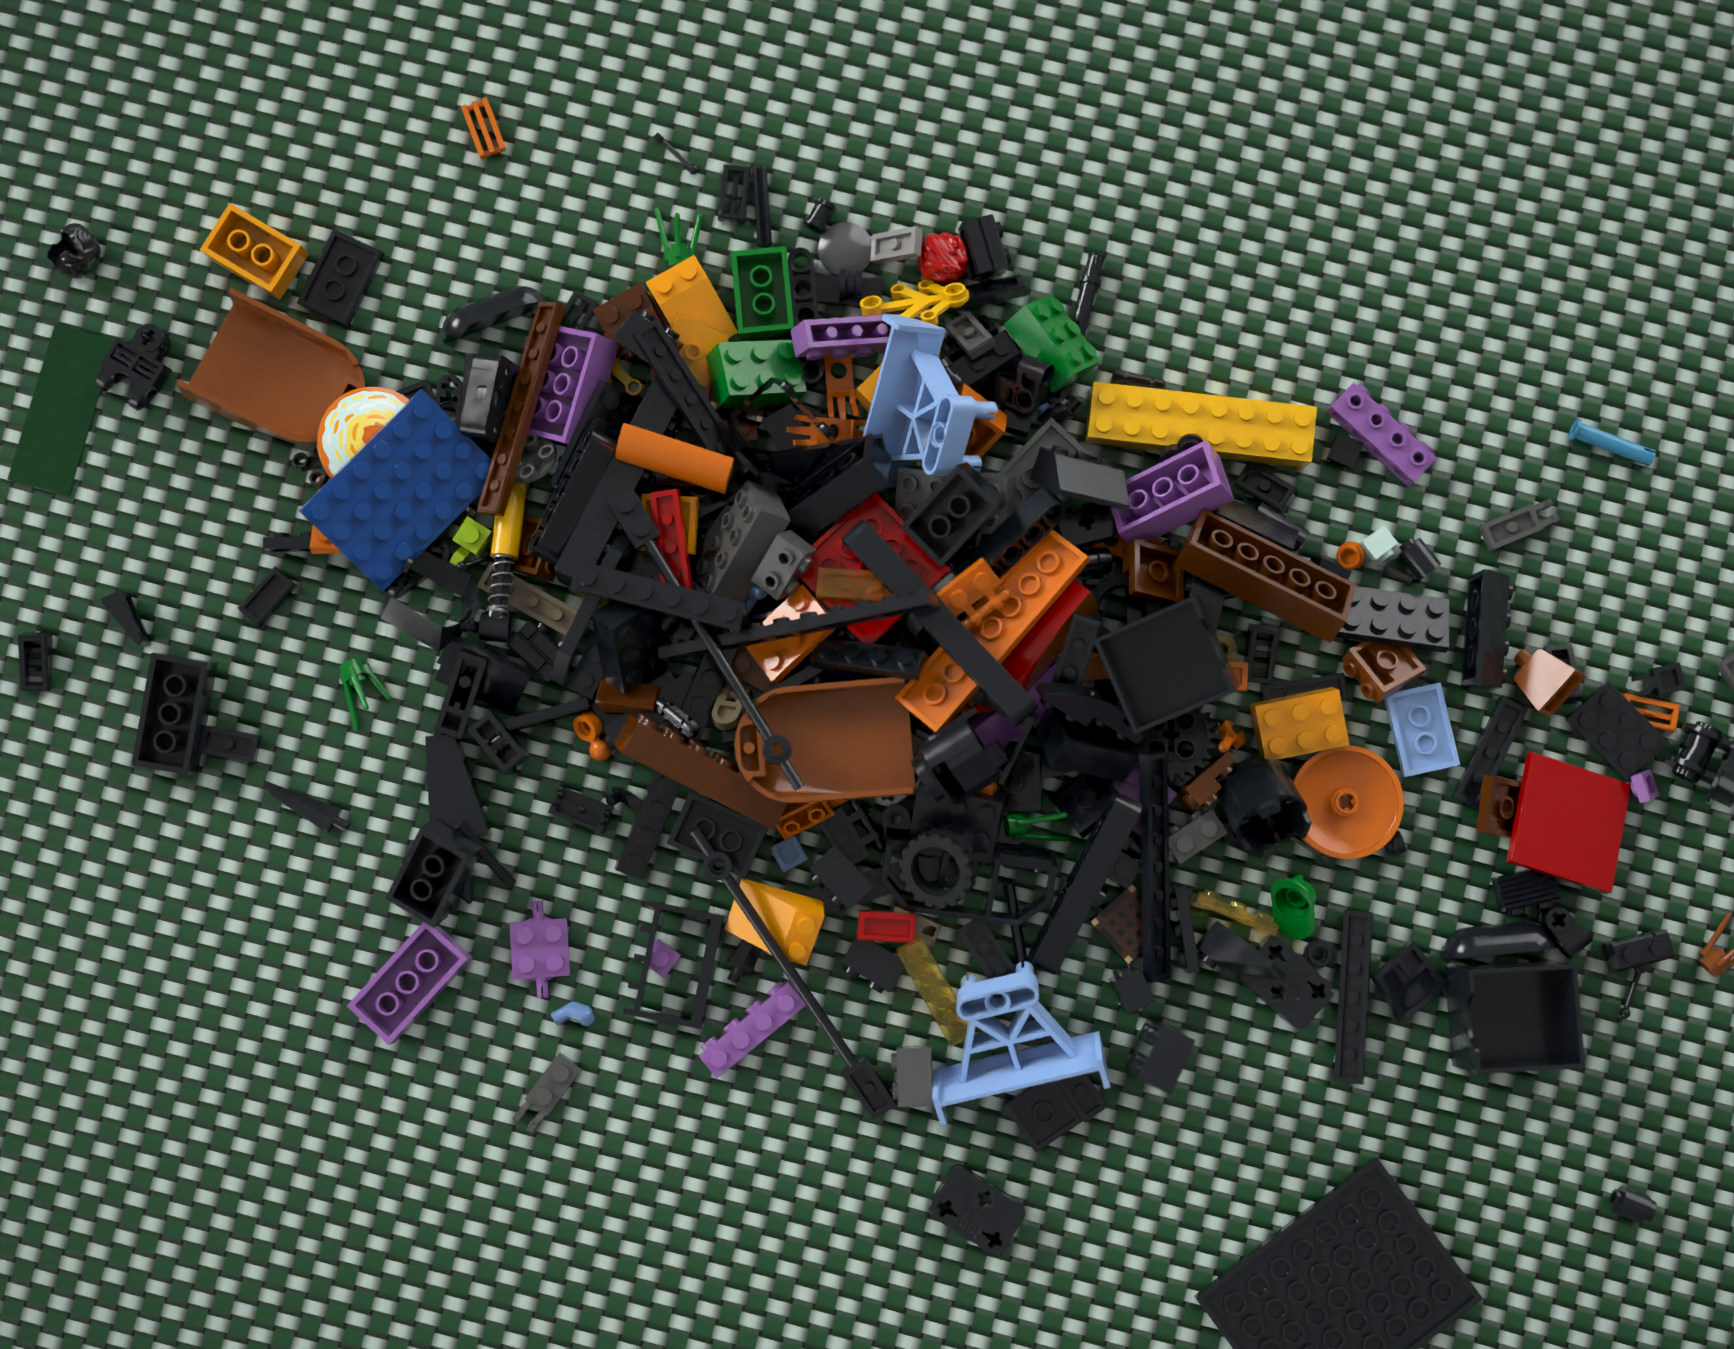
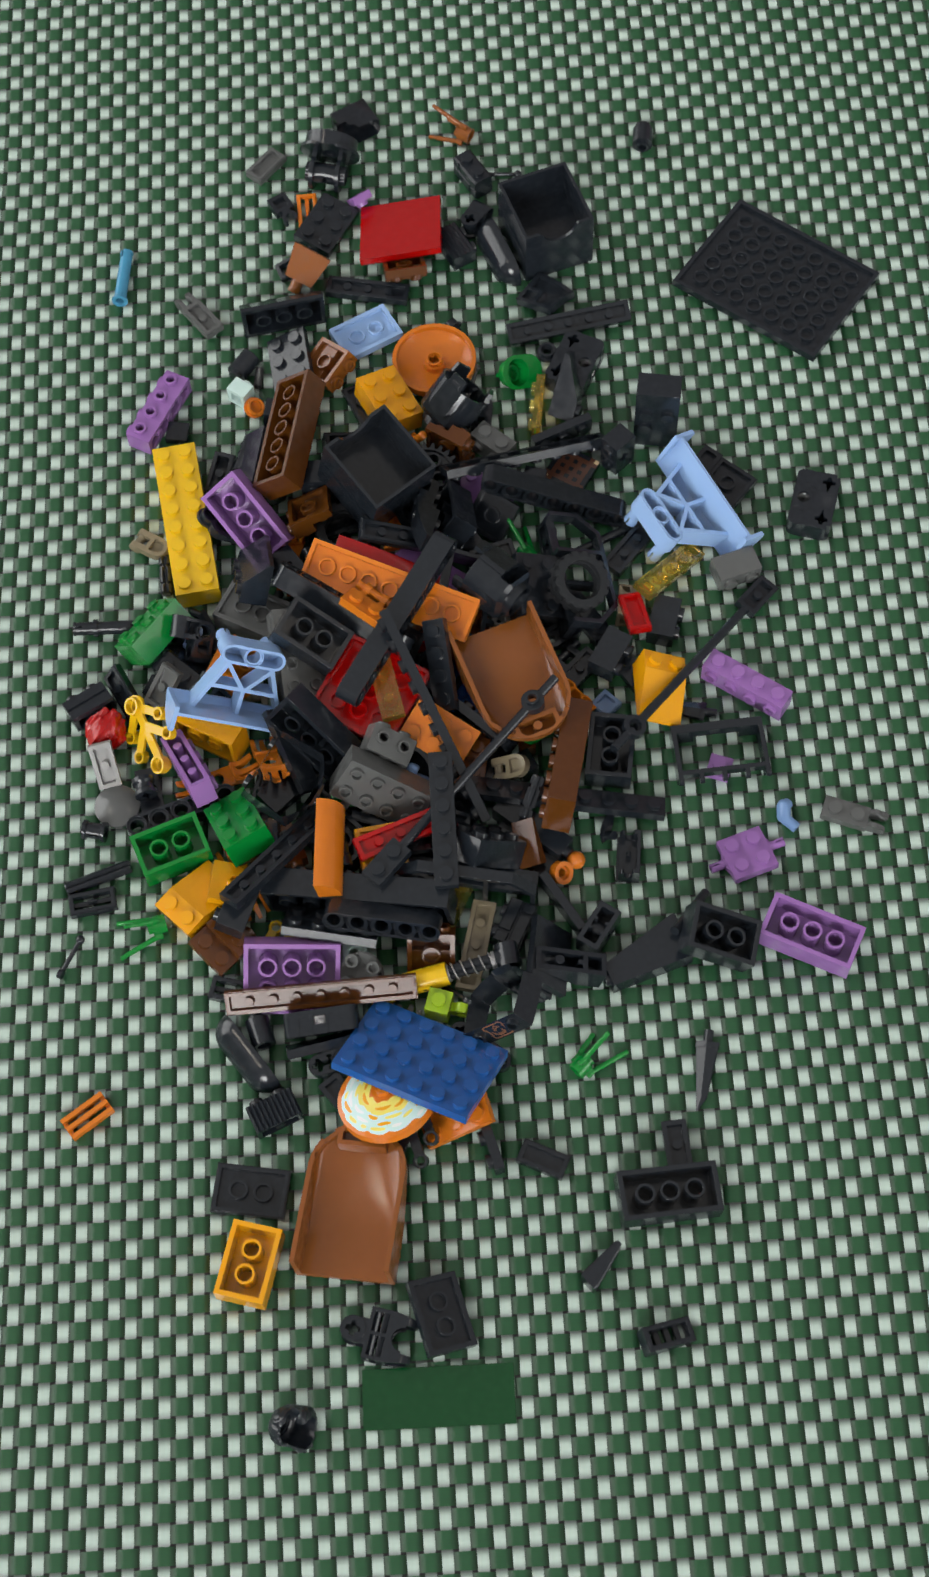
camera: 100 degrees left, 20 degrees down
(135, 434) = (441, 1314): none -> black plate
(415, 325) = (274, 1112): none -> black brick
(510, 334) = (260, 1031): none -> black brick
(1181, 379) = (153, 549): none -> dark tan plate

